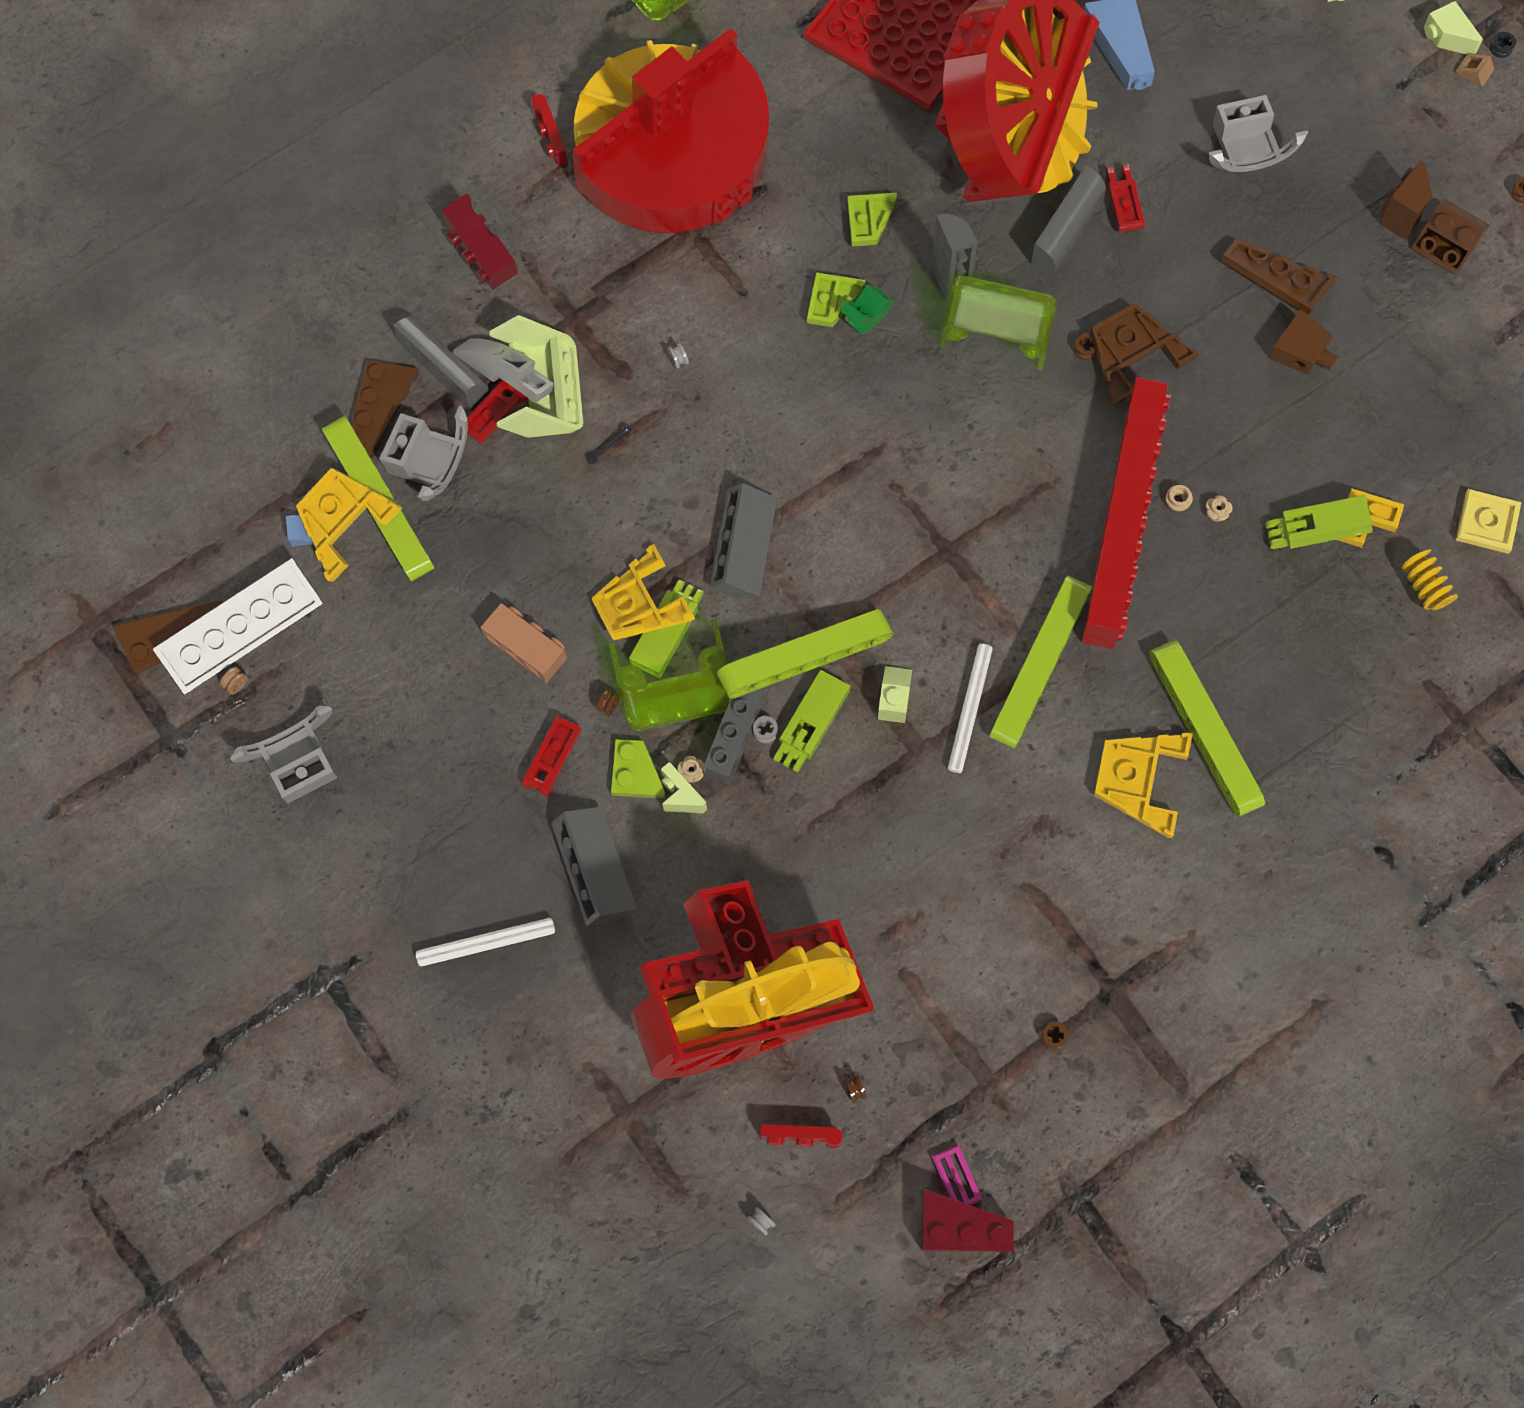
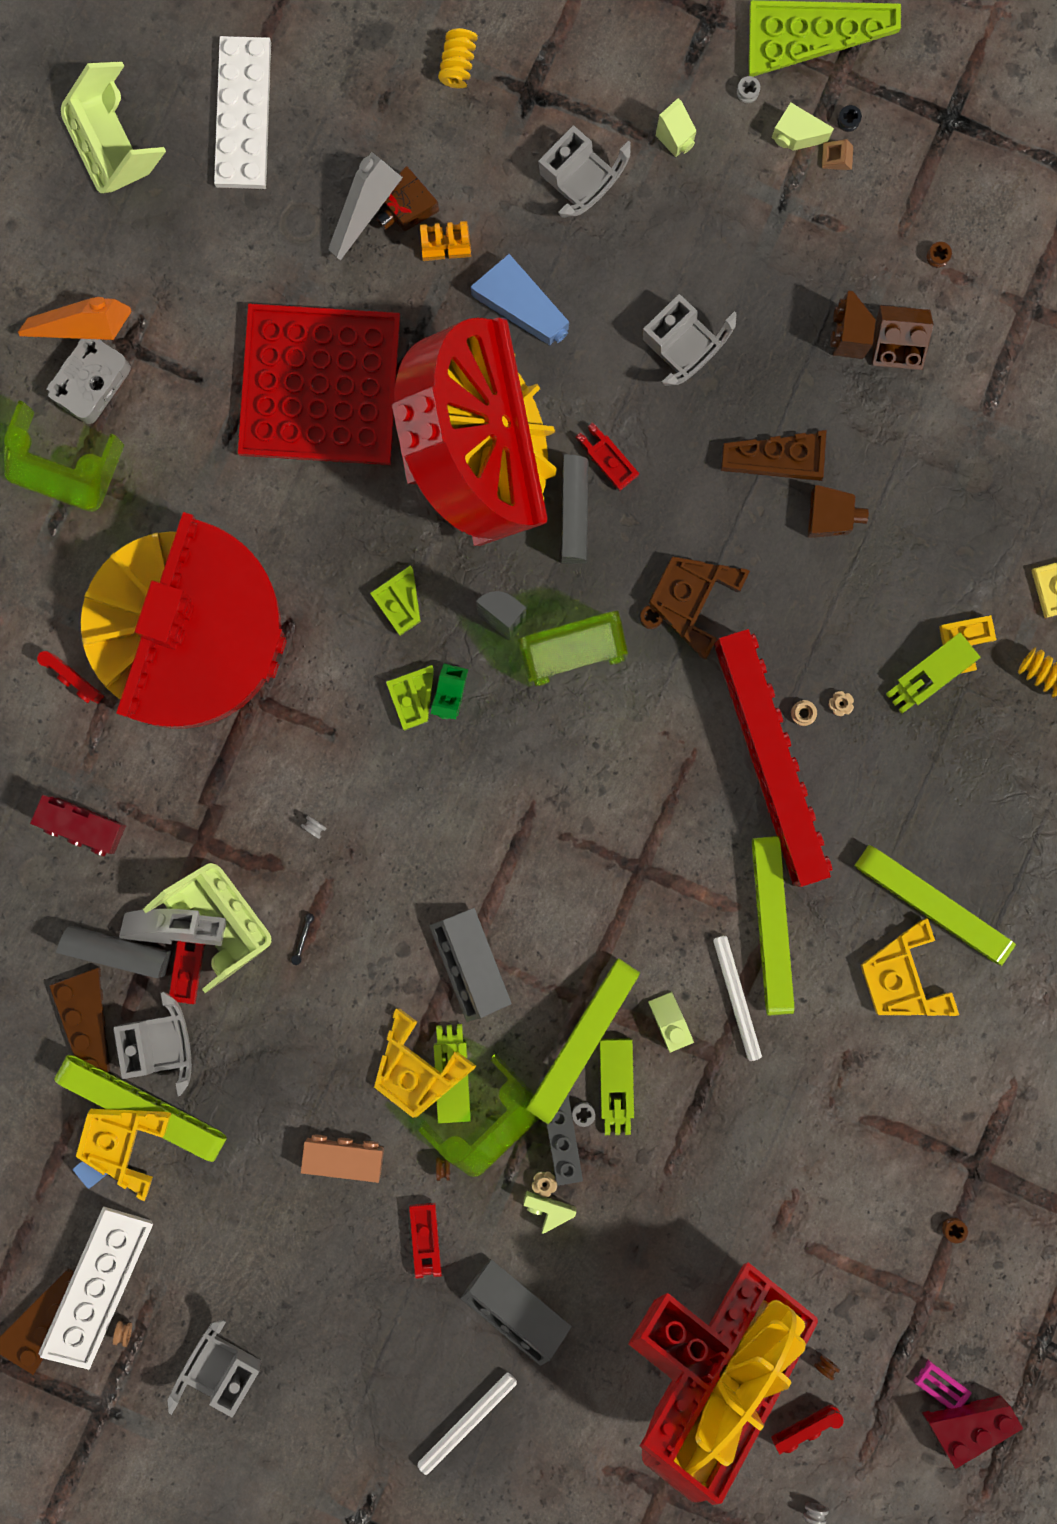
camera: 40 degrees left, 15 degrees up
(634, 771) = (499, 1212): lime wing -> none

